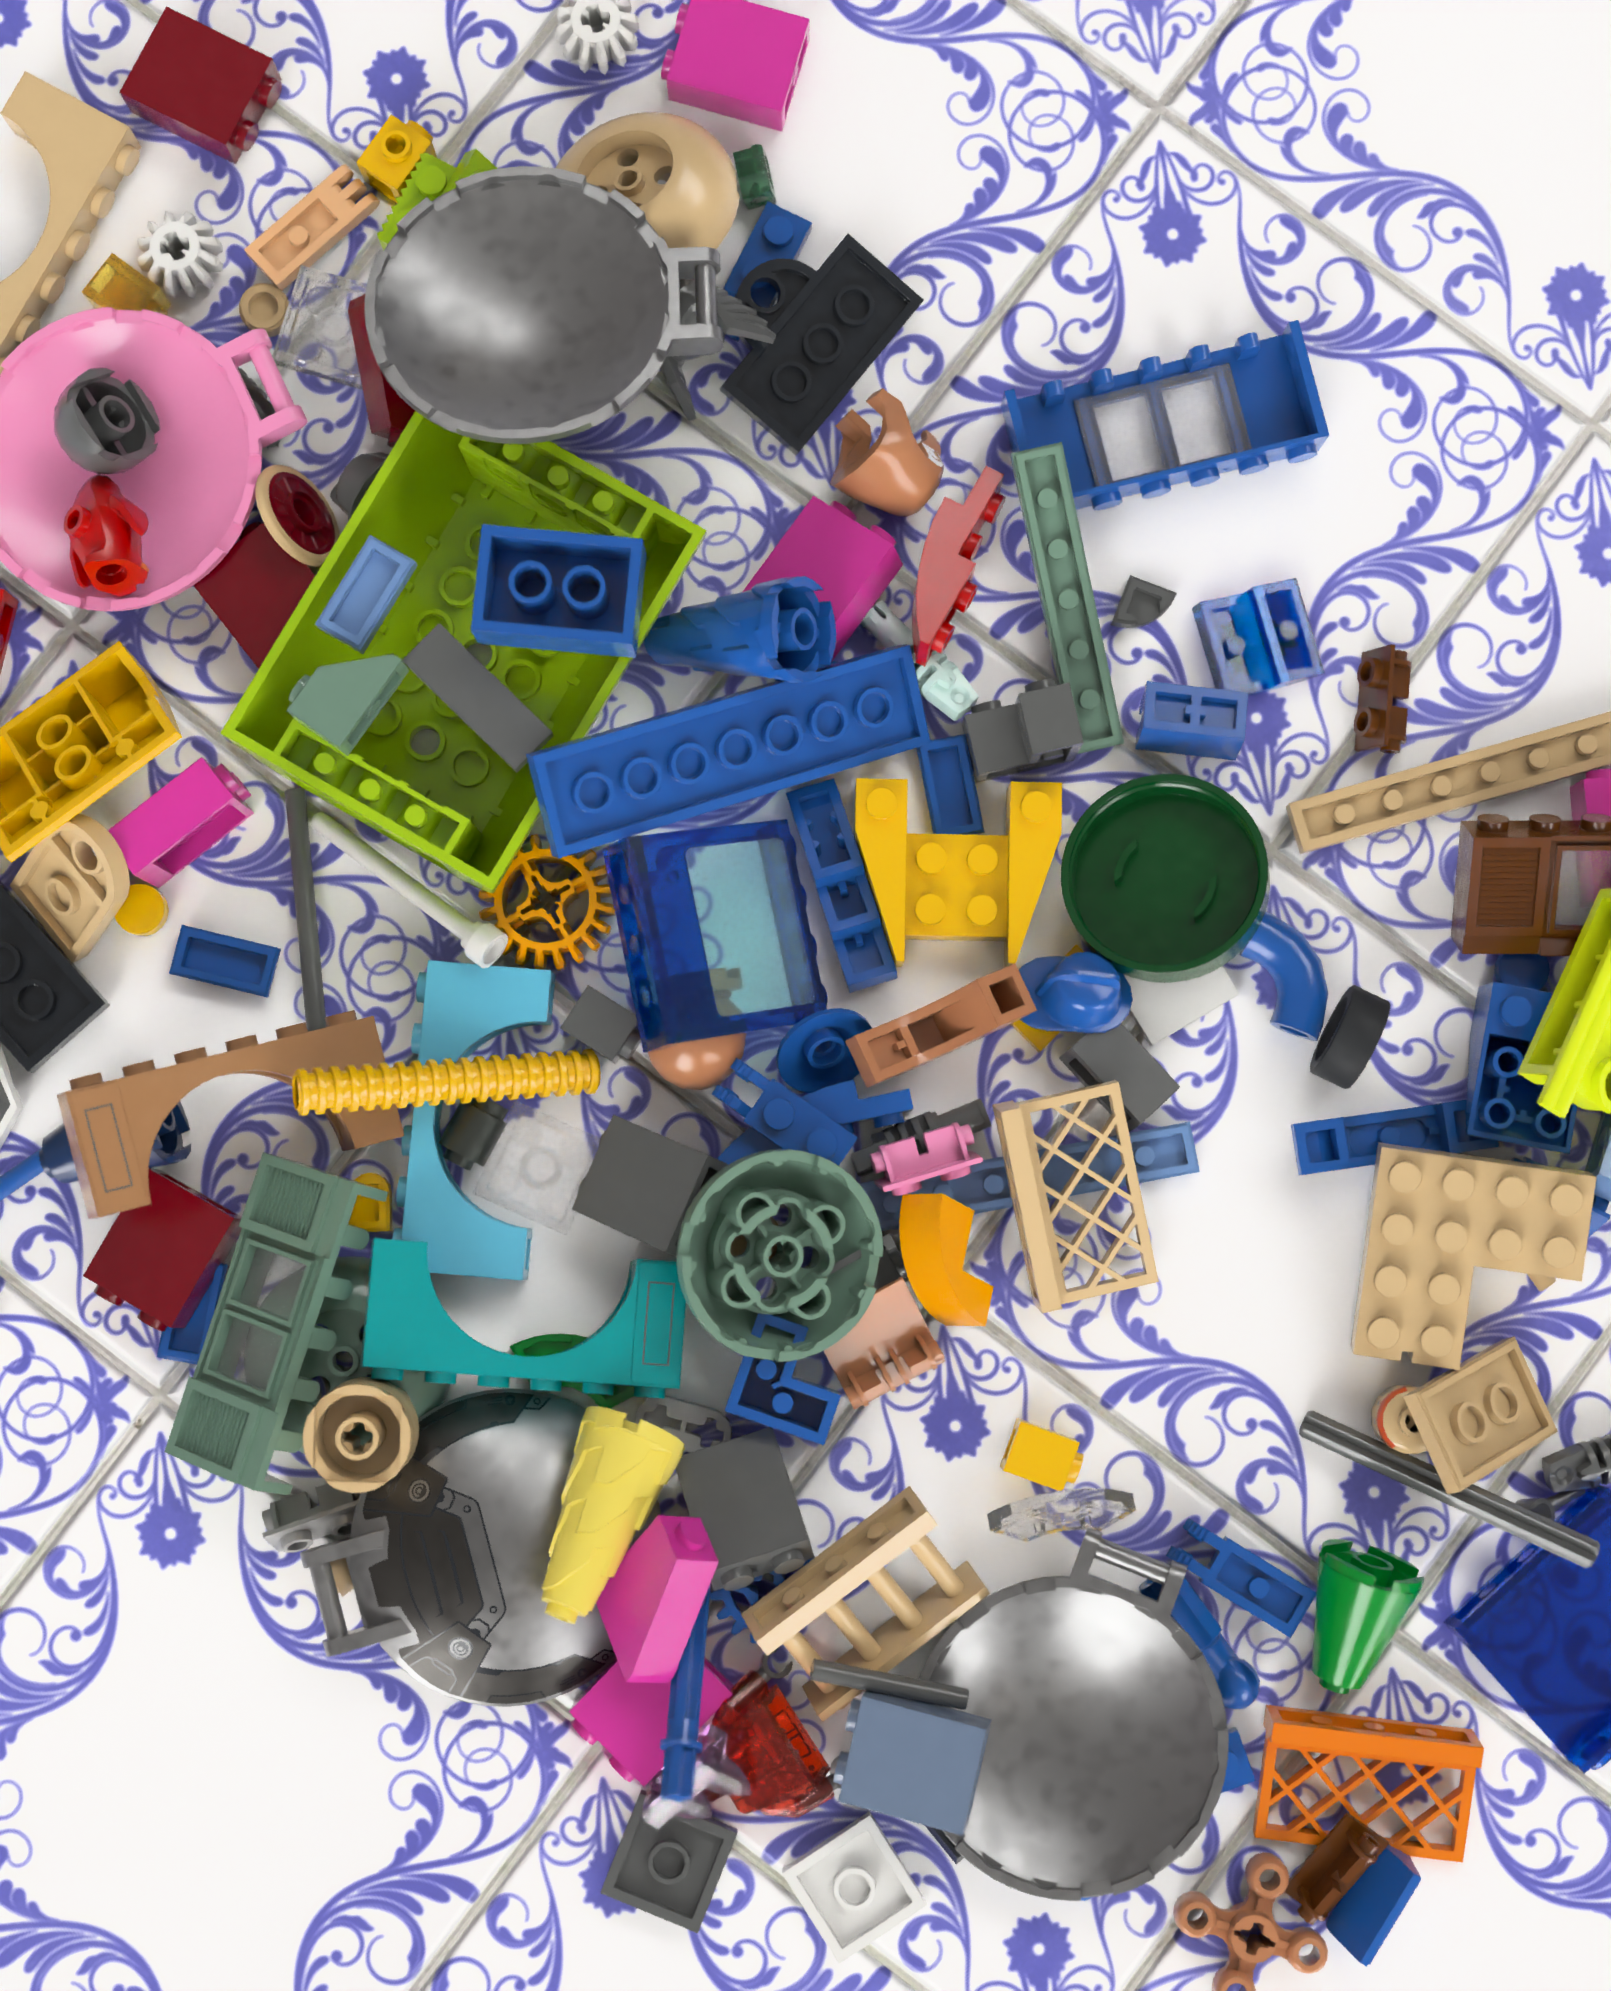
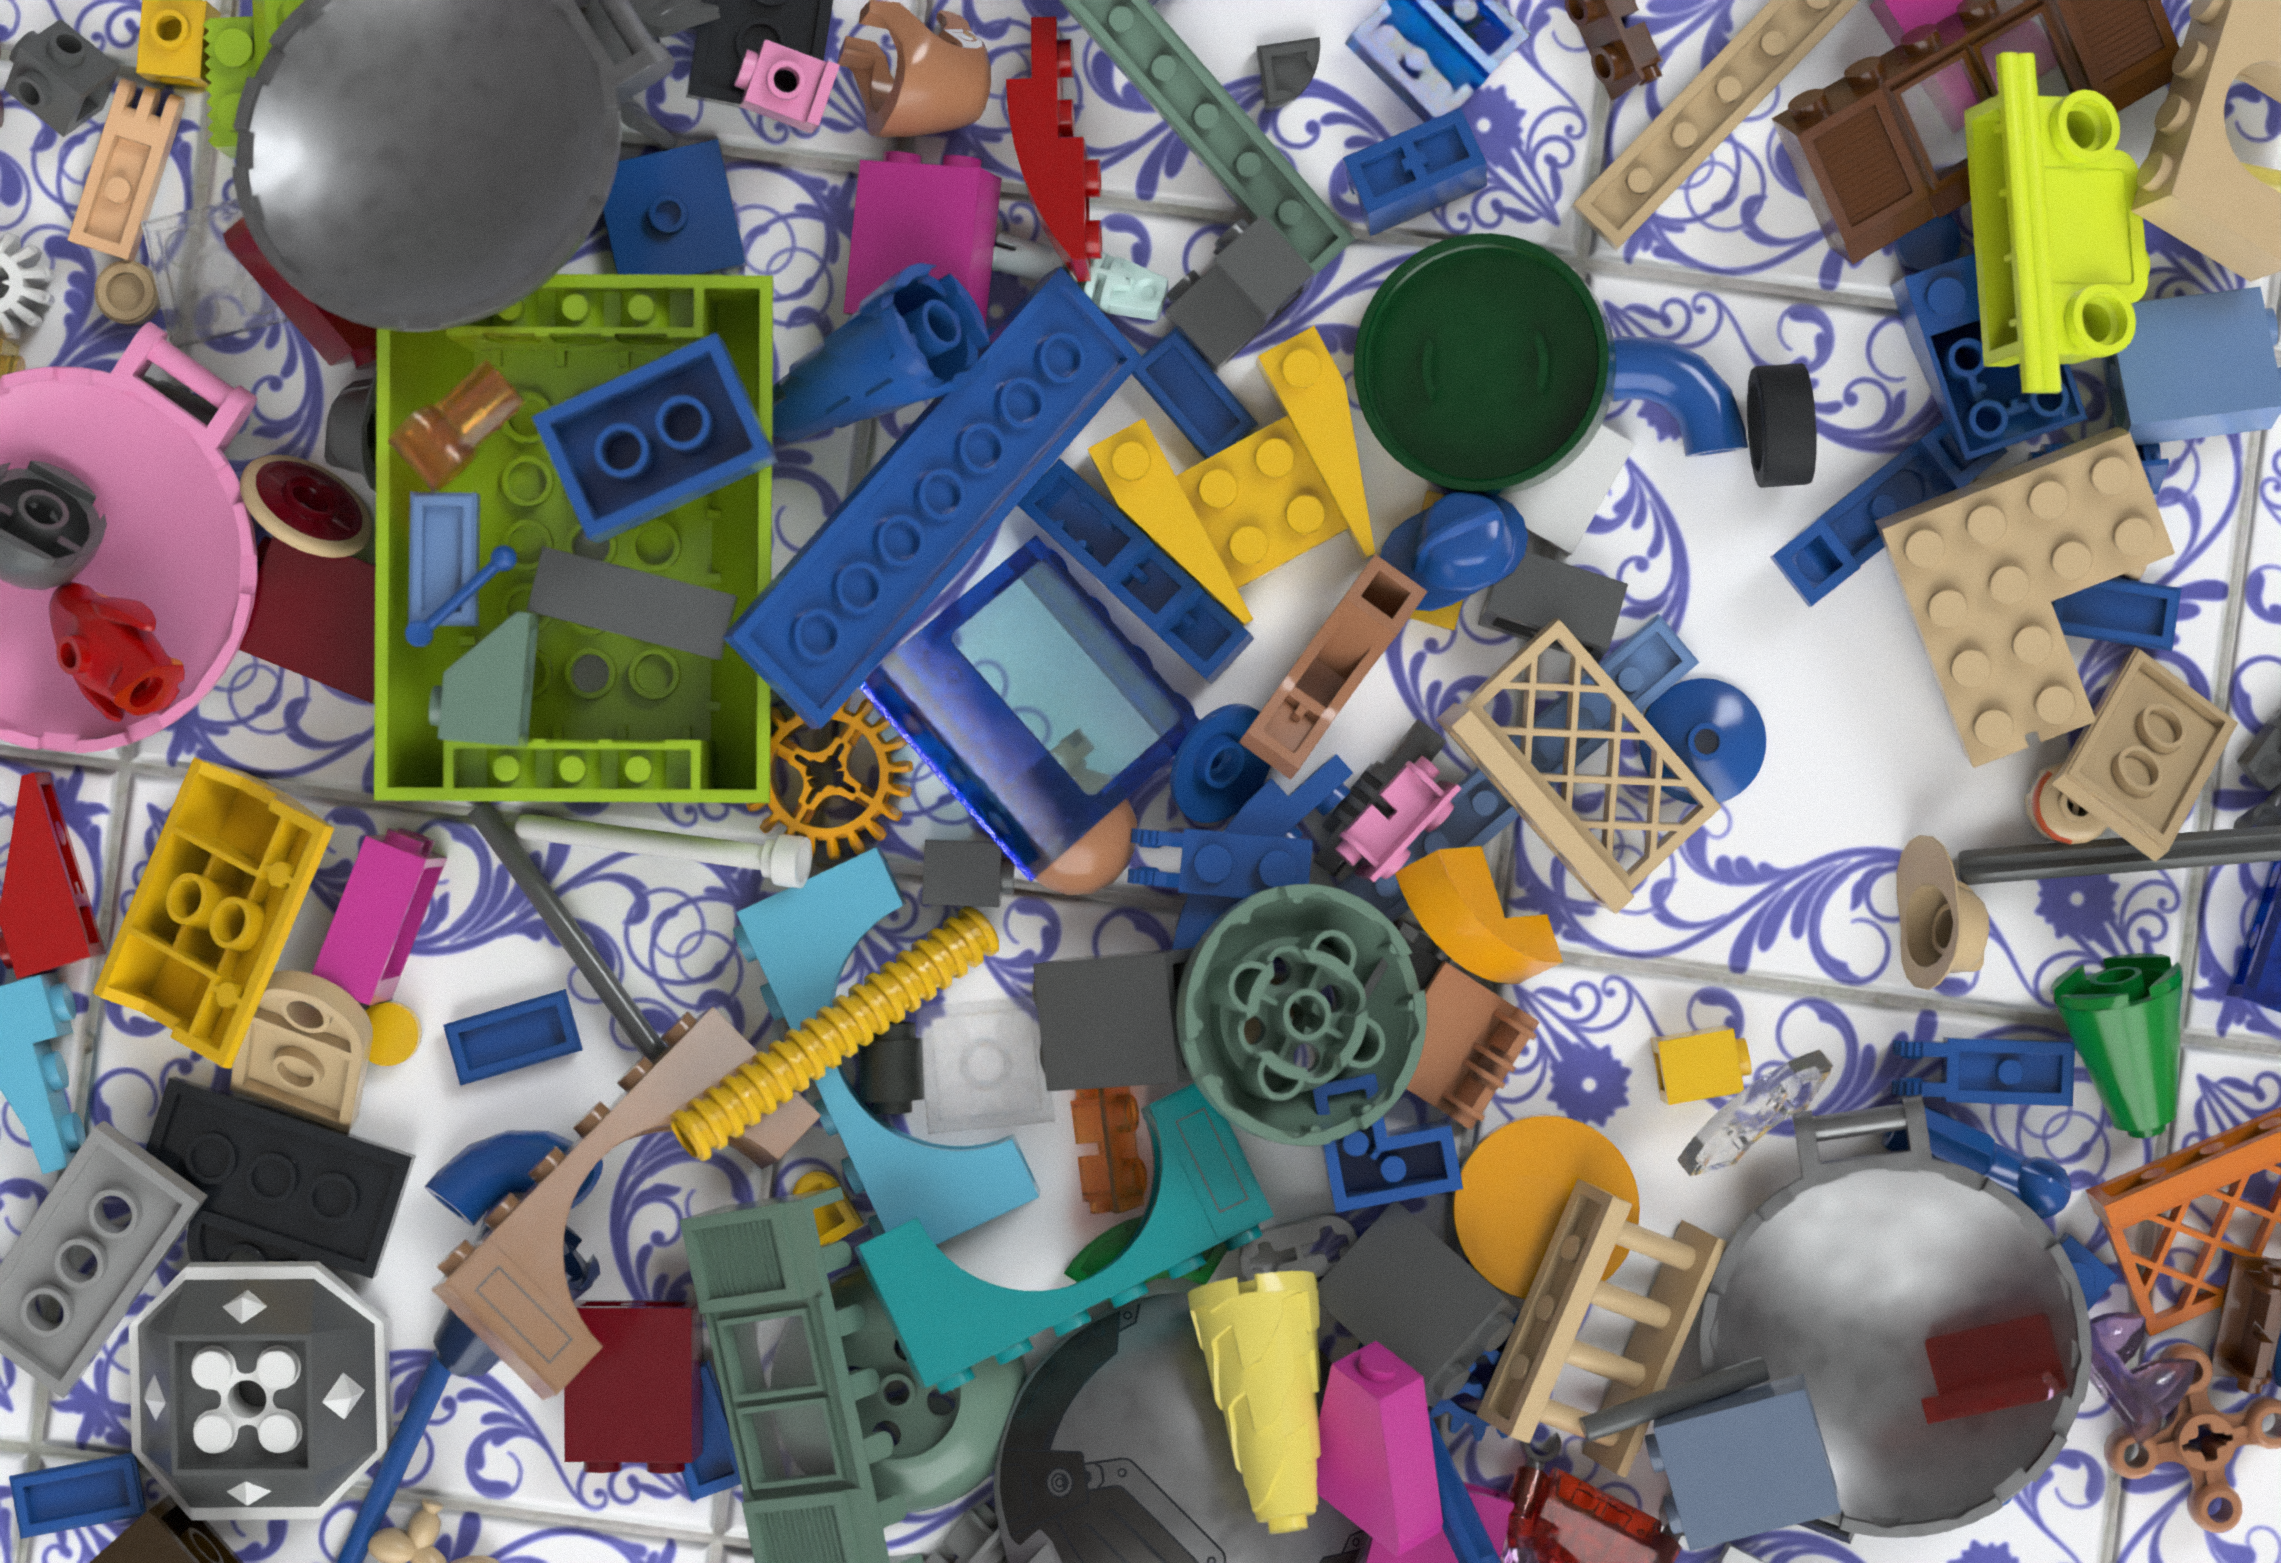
camera: 30 degrees left, 5 degrees up
(158, 1041) = (495, 1168): none -> blue cylinder
(304, 139) = (60, 76): none -> dark grey brick
(320, 634) = (421, 632): none -> blue hinge
(339, 1455) = (952, 1493): tan brick -> none
(415, 509) = (443, 437): none -> clear orange piece
(587, 1297) = (1116, 1175): none -> clear orange hinge
(666, 458) = (674, 214): none -> blue plate
(790, 434) = (798, 108): none -> bright pink brick
(862, 1471) = (1519, 1187): none -> light orange piece
(1130, 1794) = (1993, 1368): none -> clear red panel
(1200, 1228) = (1725, 712): none -> blue dish
(1226, 1875) = (2140, 1394): none -> clear purple tile
(1270, 1447) = (1939, 916): none -> tan piece
(1516, 1305) = (2122, 613): none -> blue tile

